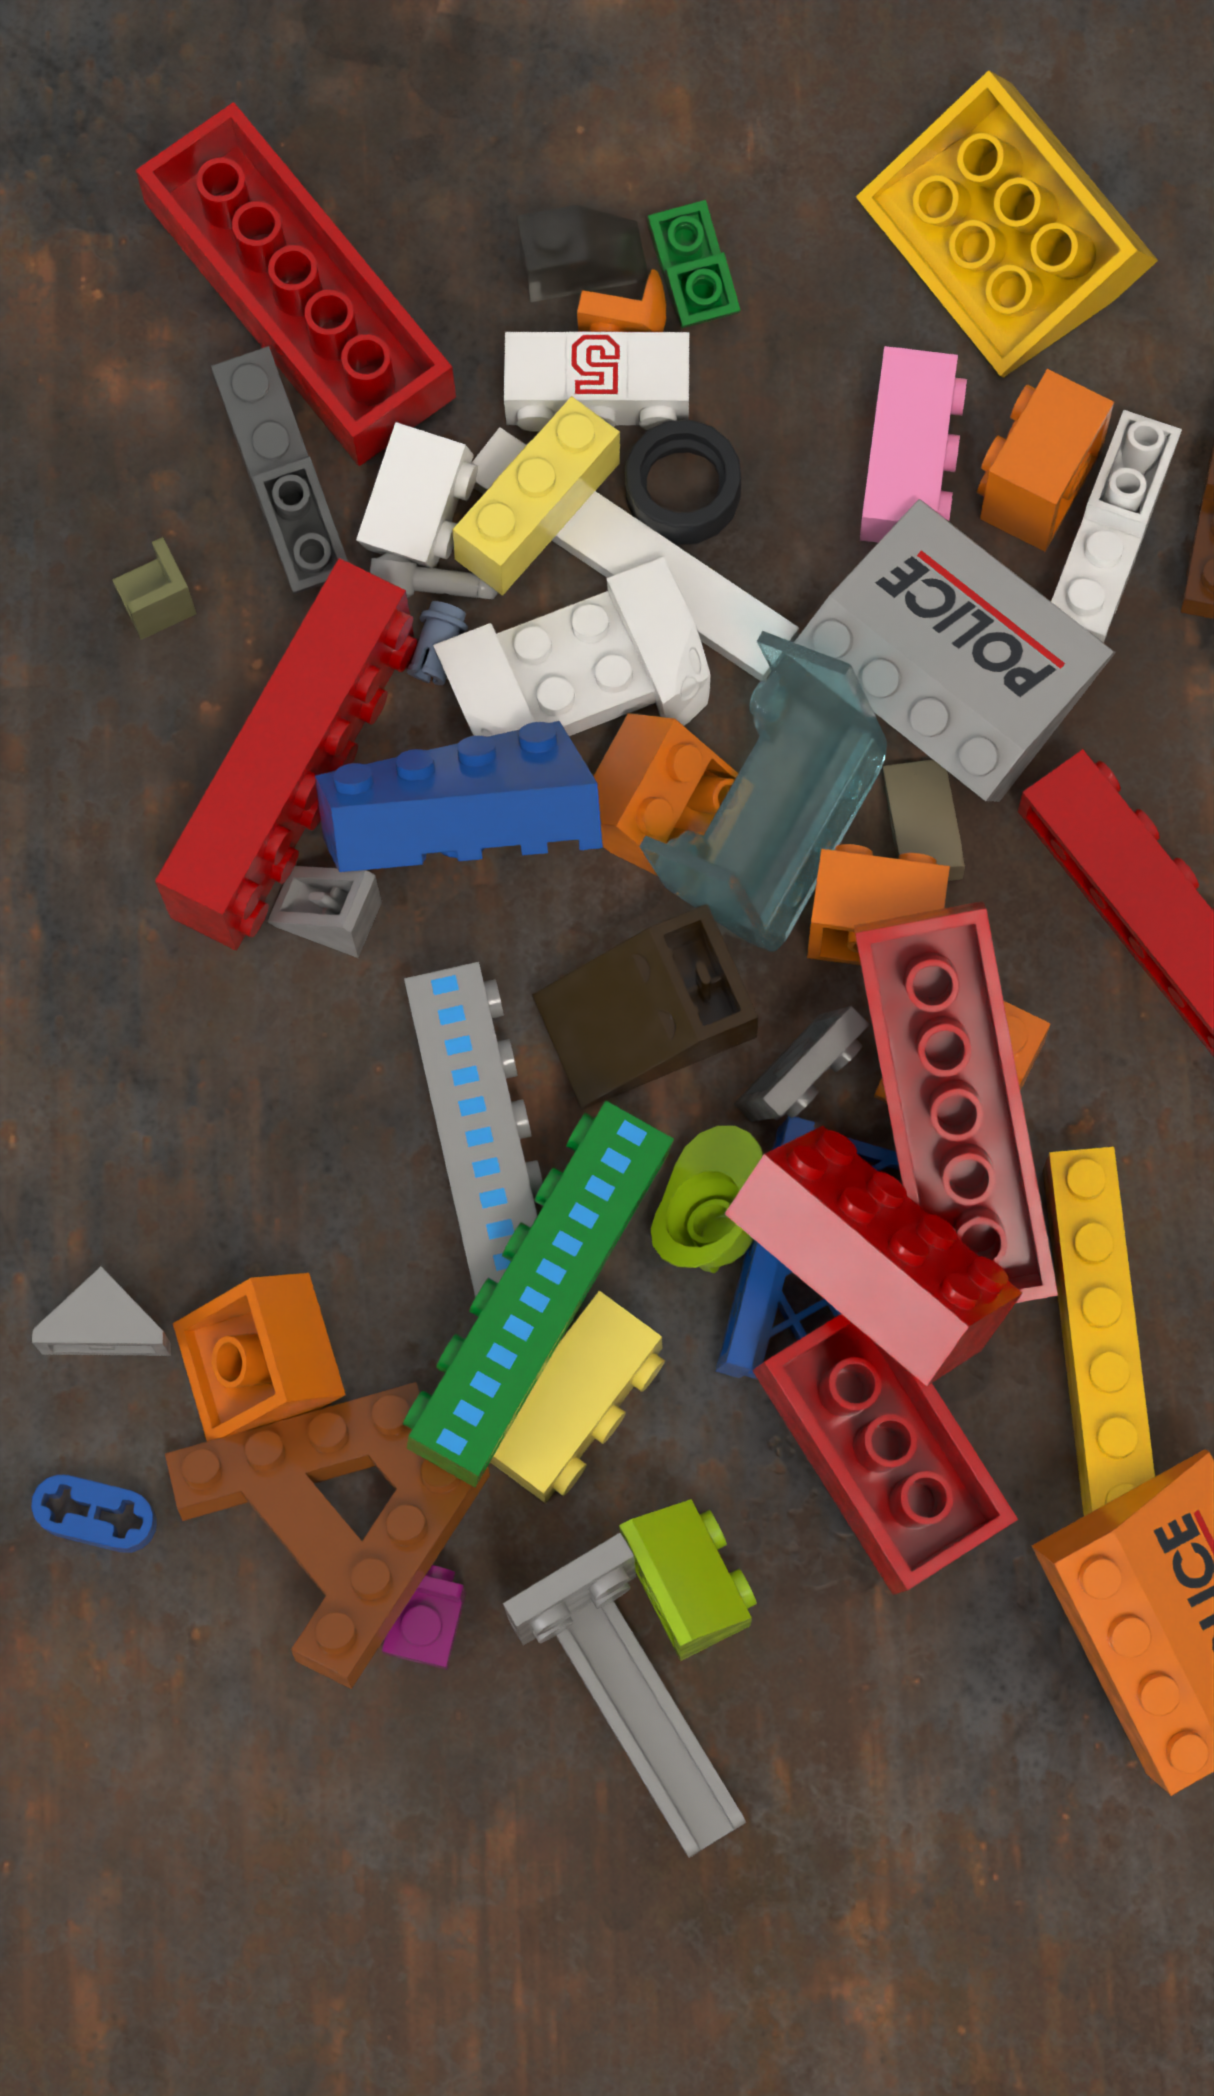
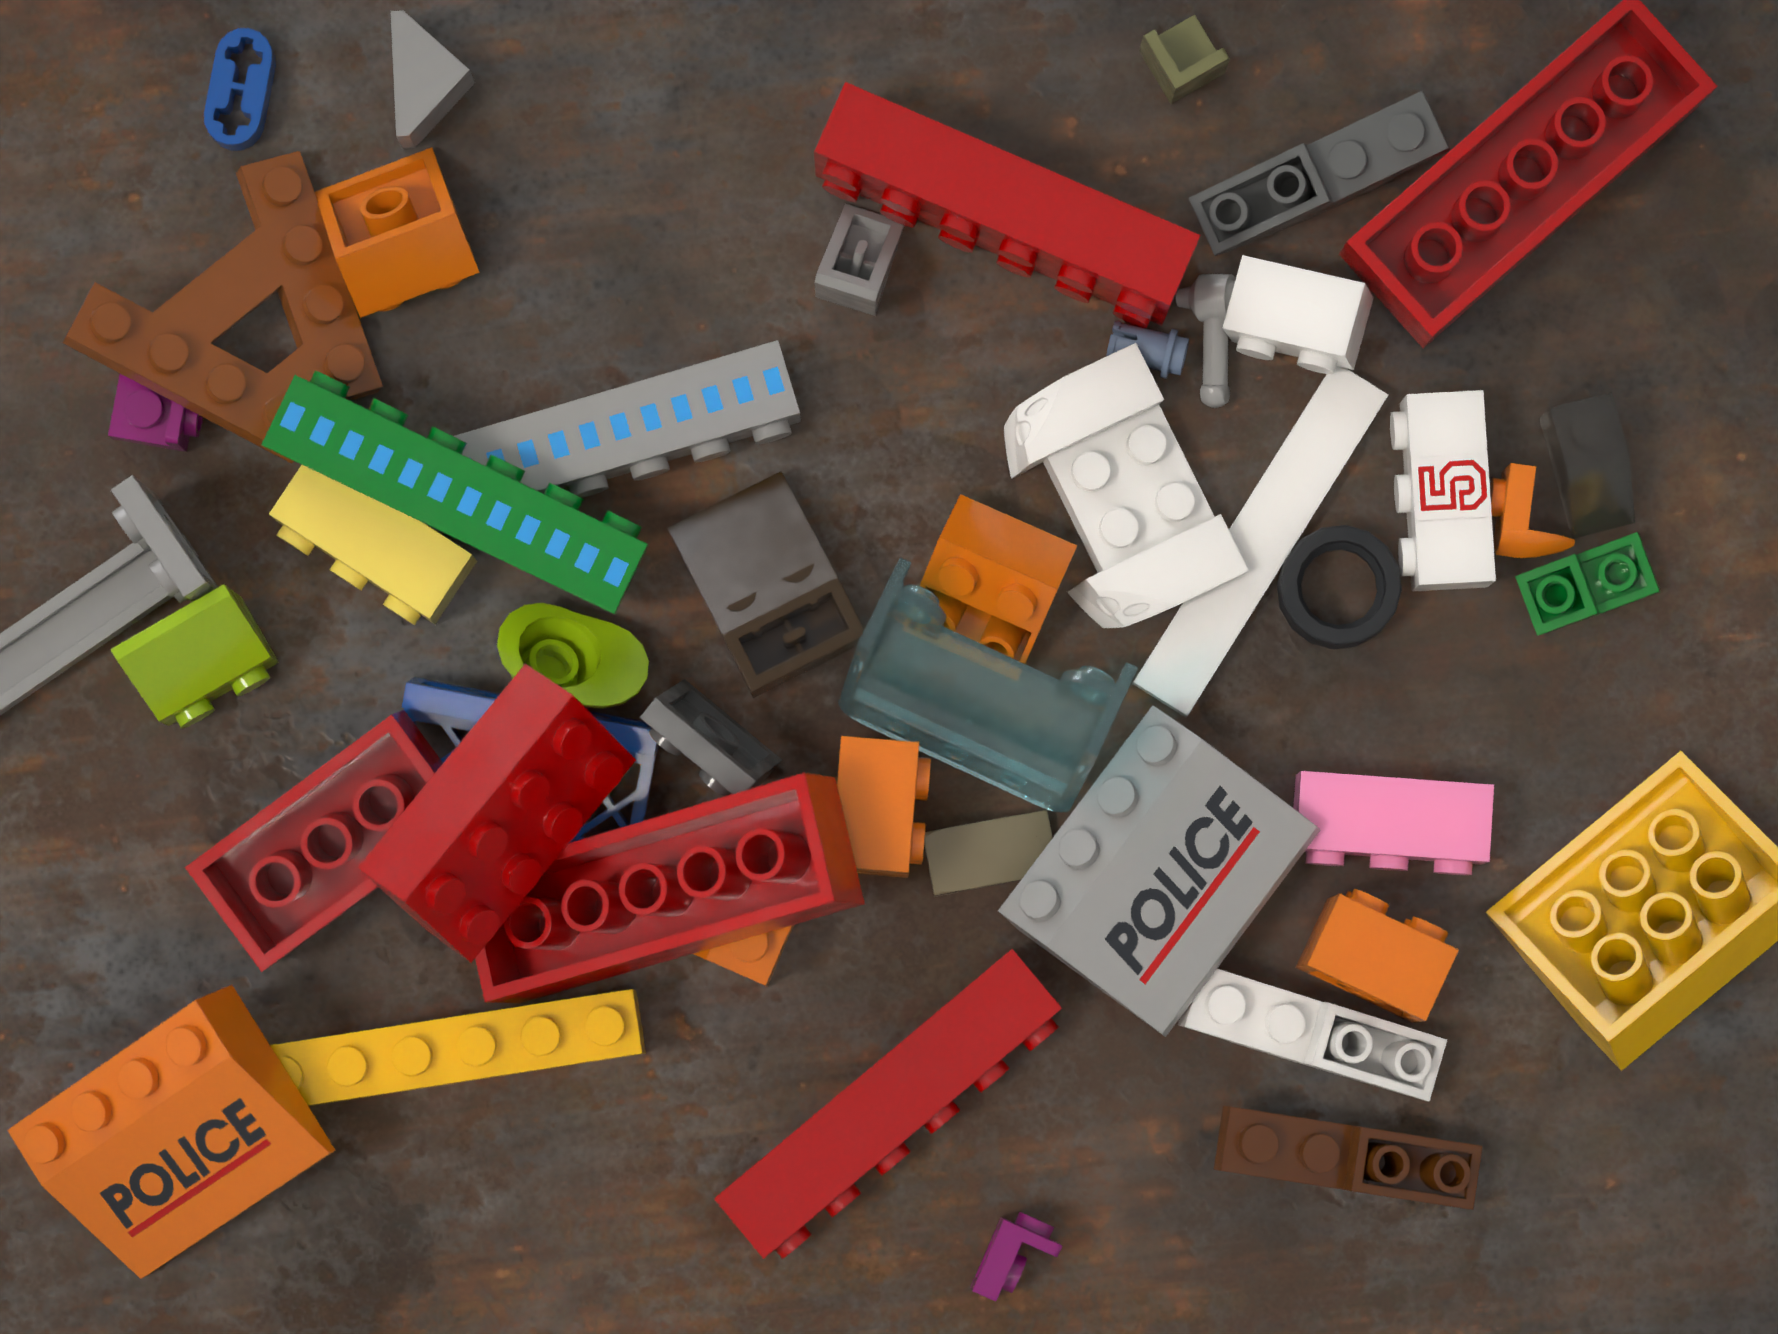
camera: 80 degrees right, 10 degrees up
(460, 800) = (957, 381): blue wedge -> none
(536, 495) = (1302, 435): light yellow brick -> none

